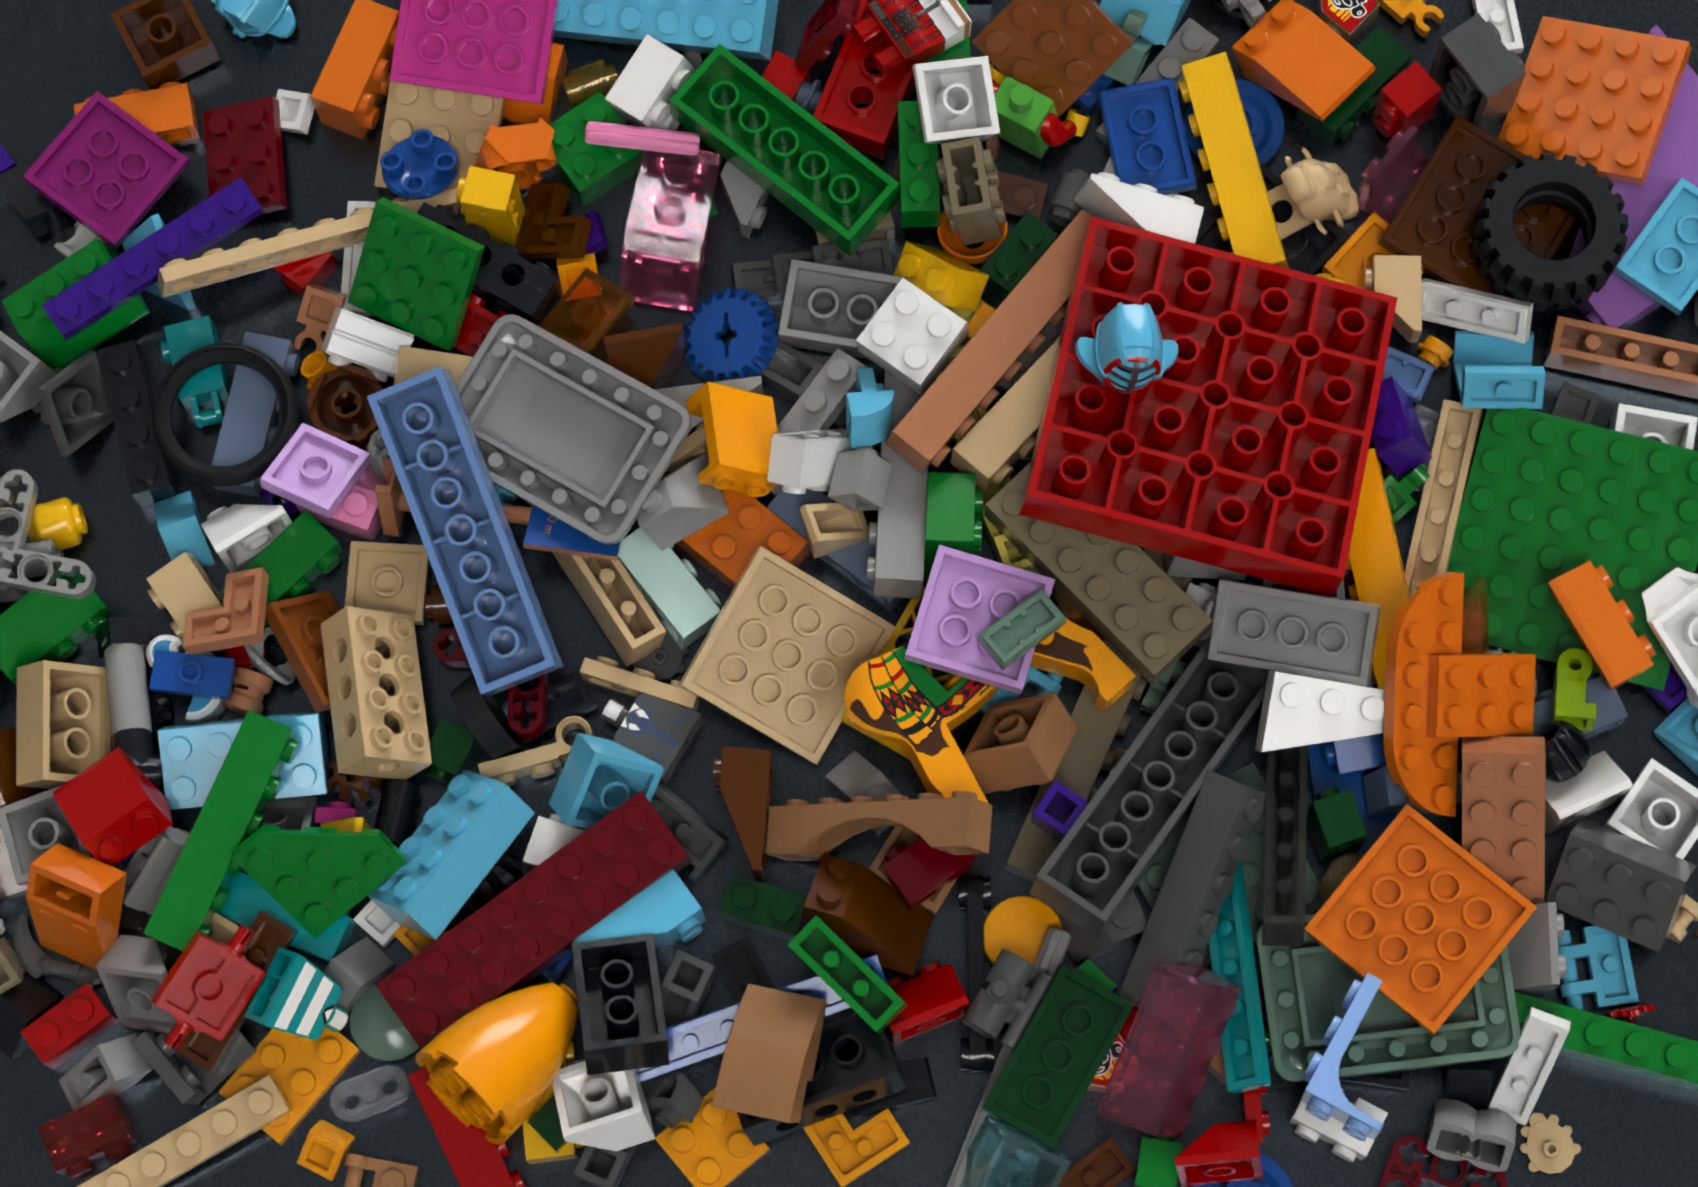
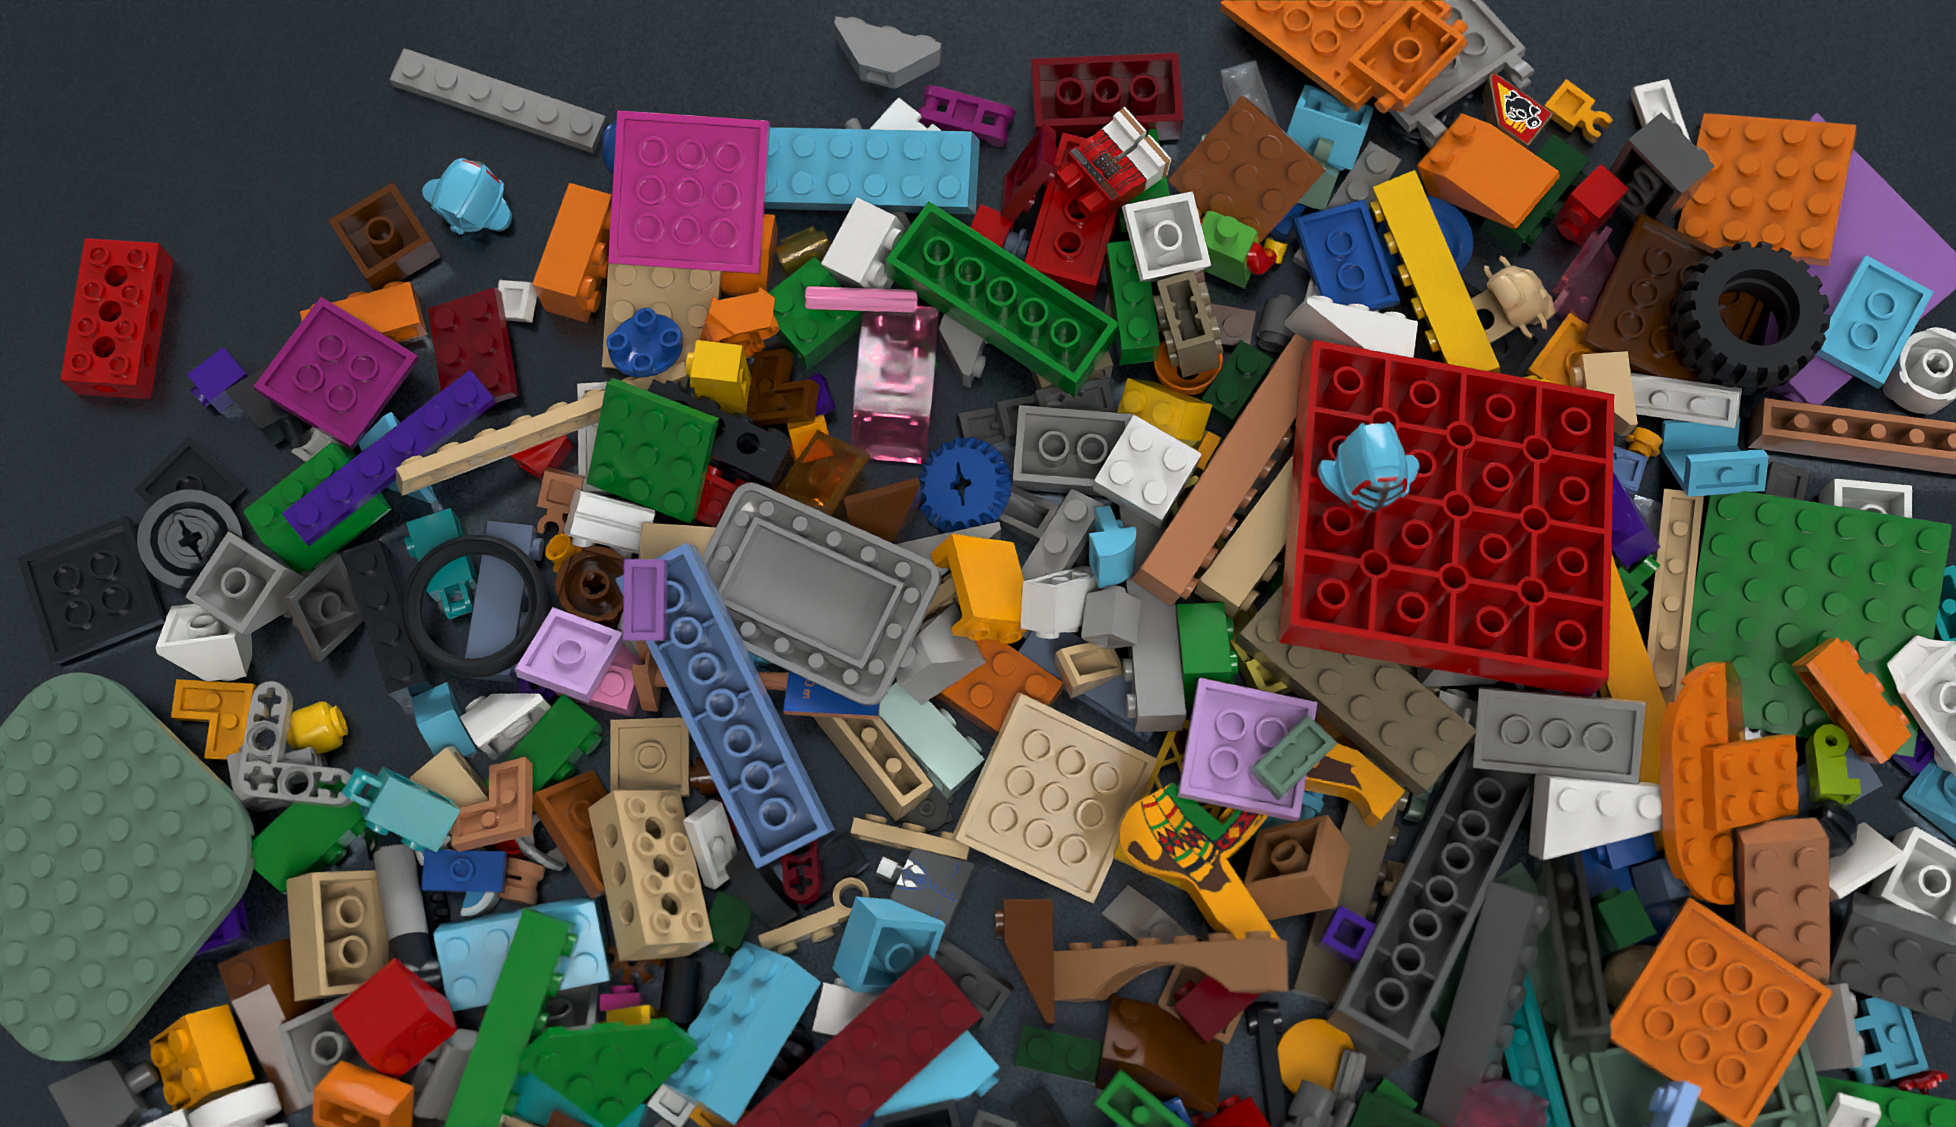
camera: 10 degrees left, 0 degrees up
(138, 605) = (403, 808): none -> teal brick
(394, 419) = (645, 599): none -> medium lavender tile
(439, 668) = (711, 842): none -> white plate

